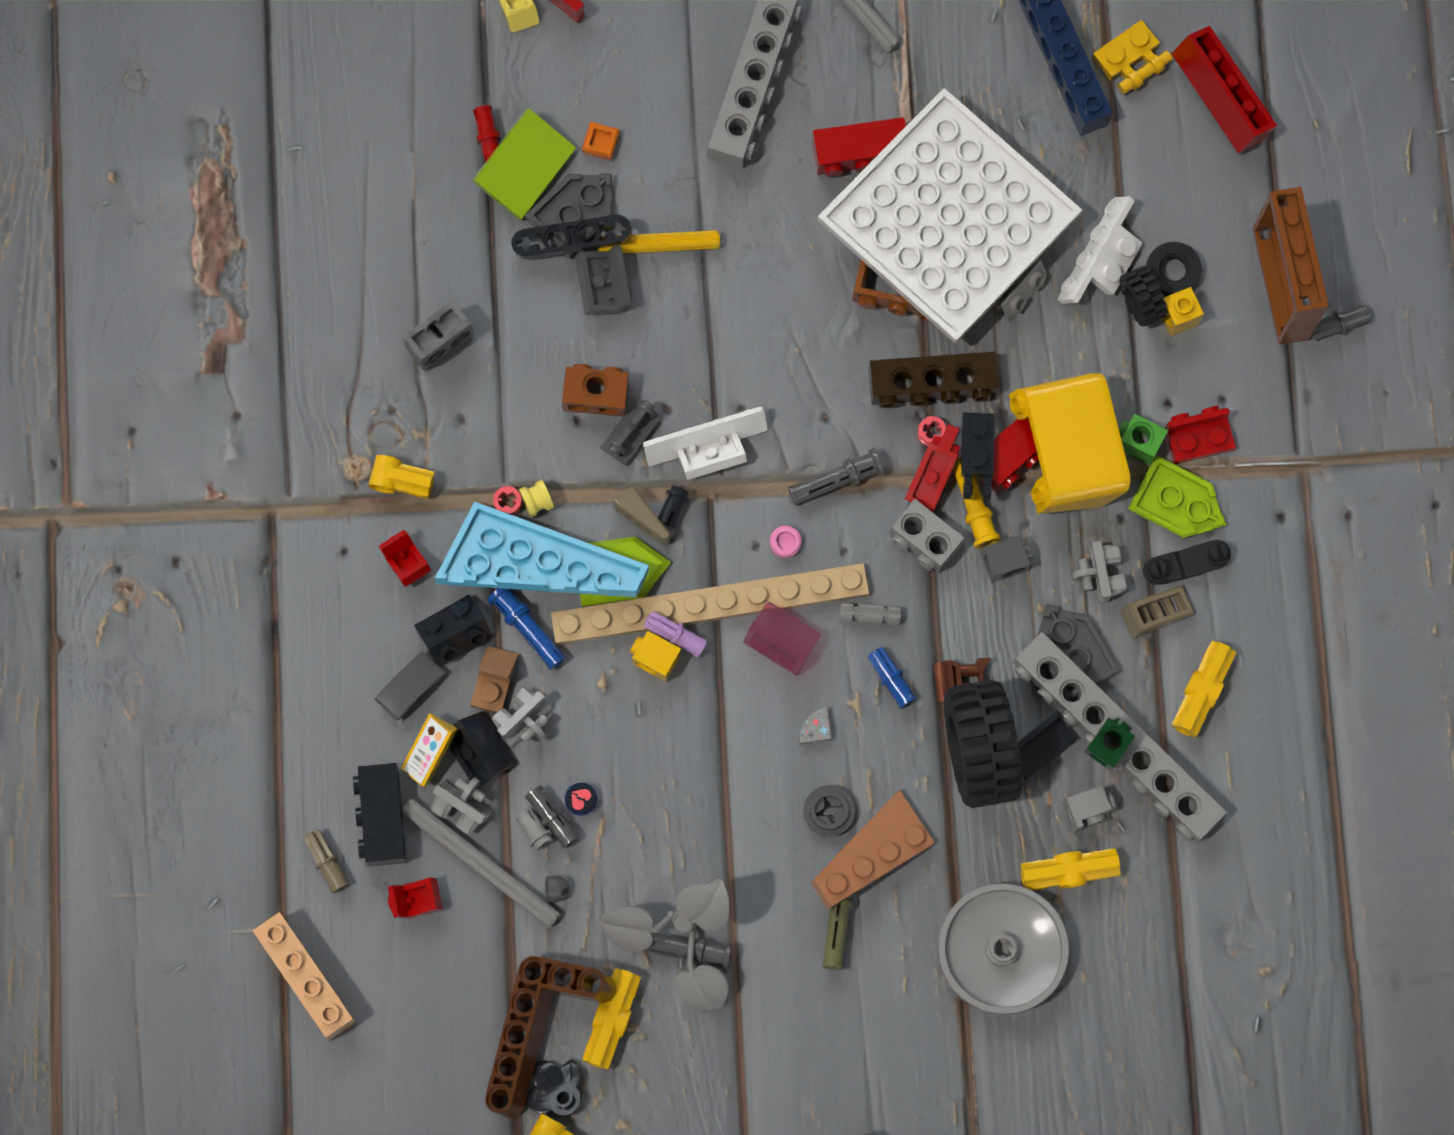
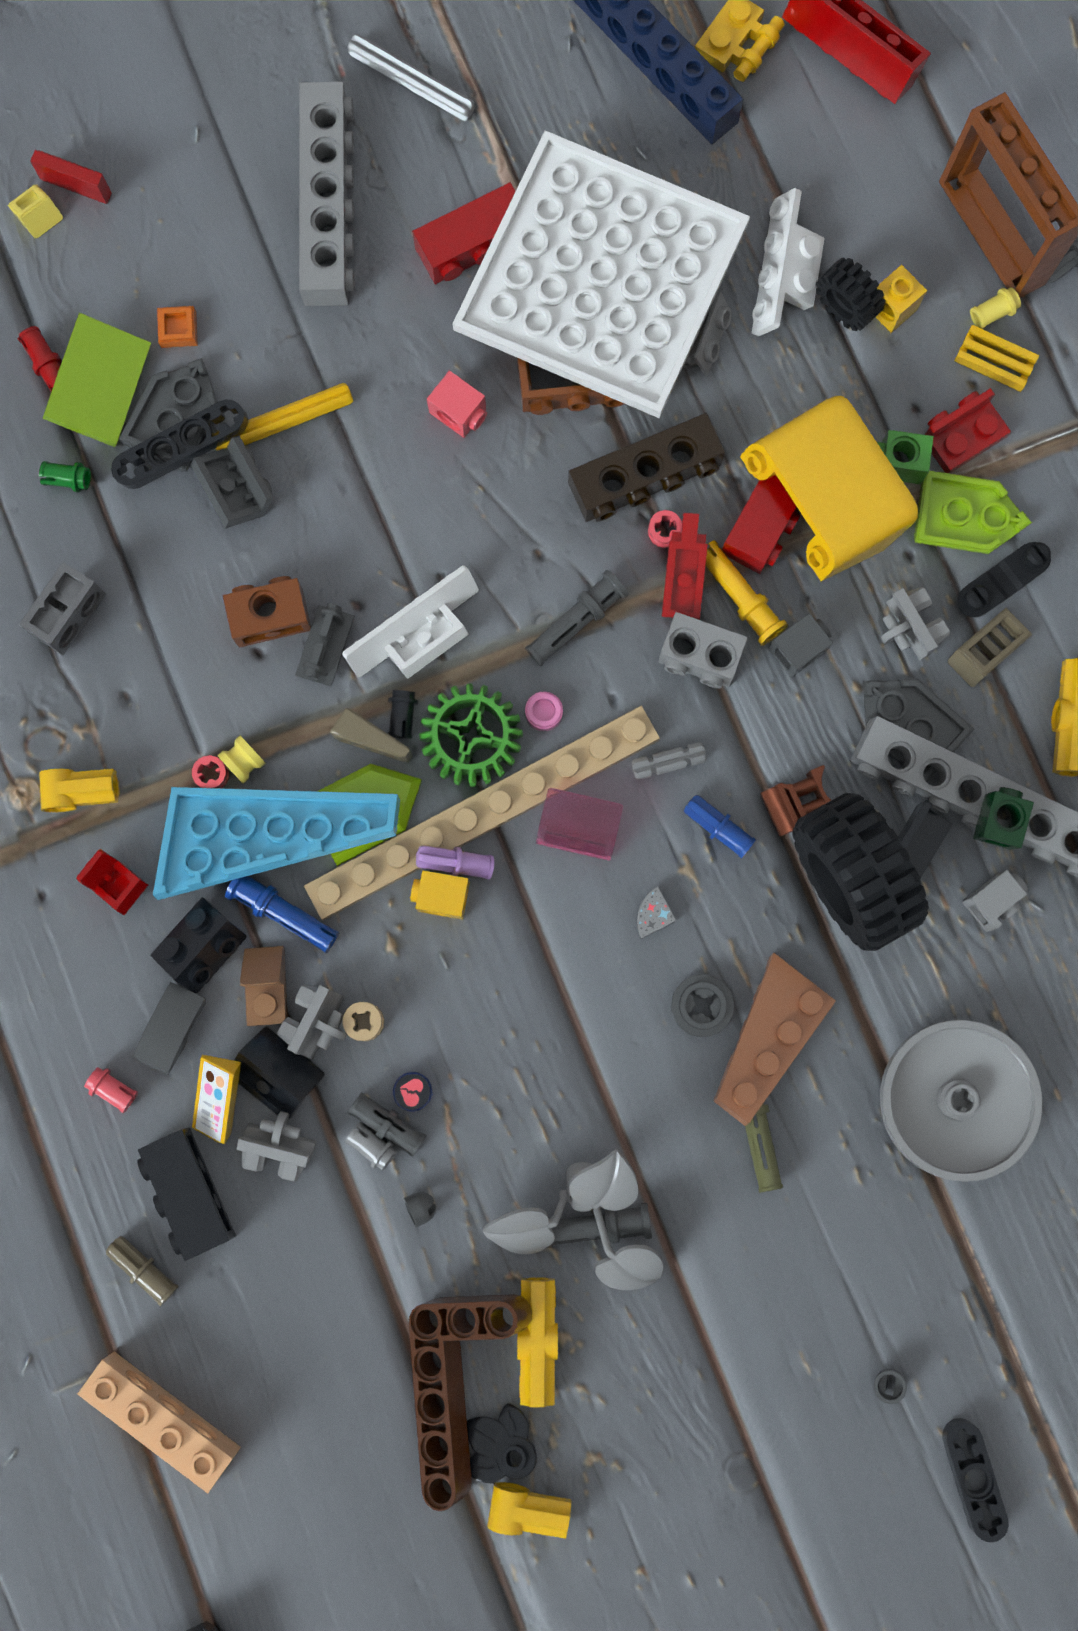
camera: 15 degrees left, 5 degrees up
(349, 717) = (110, 1089): none -> coral pin
(414, 898) = (258, 1280): red bracket -> none
(473, 230) = (64, 475): none -> green pin
(480, 863) = (322, 1208): light grey axle -> none
(564, 737) = (371, 1018): none -> tan wheel
(732, 548) = (454, 729): none -> bright green gear
(801, 278) = (457, 404): none -> coral brick
(977, 452) = (729, 534): black hinge -> none
(1070, 869) = (1001, 978): yellow piece -> none
(1180, 252) = (878, 236): black tyre -> none
(1255, 377) = (998, 352): none -> yellow tile
(1260, 345) = (996, 307): none -> light yellow pin

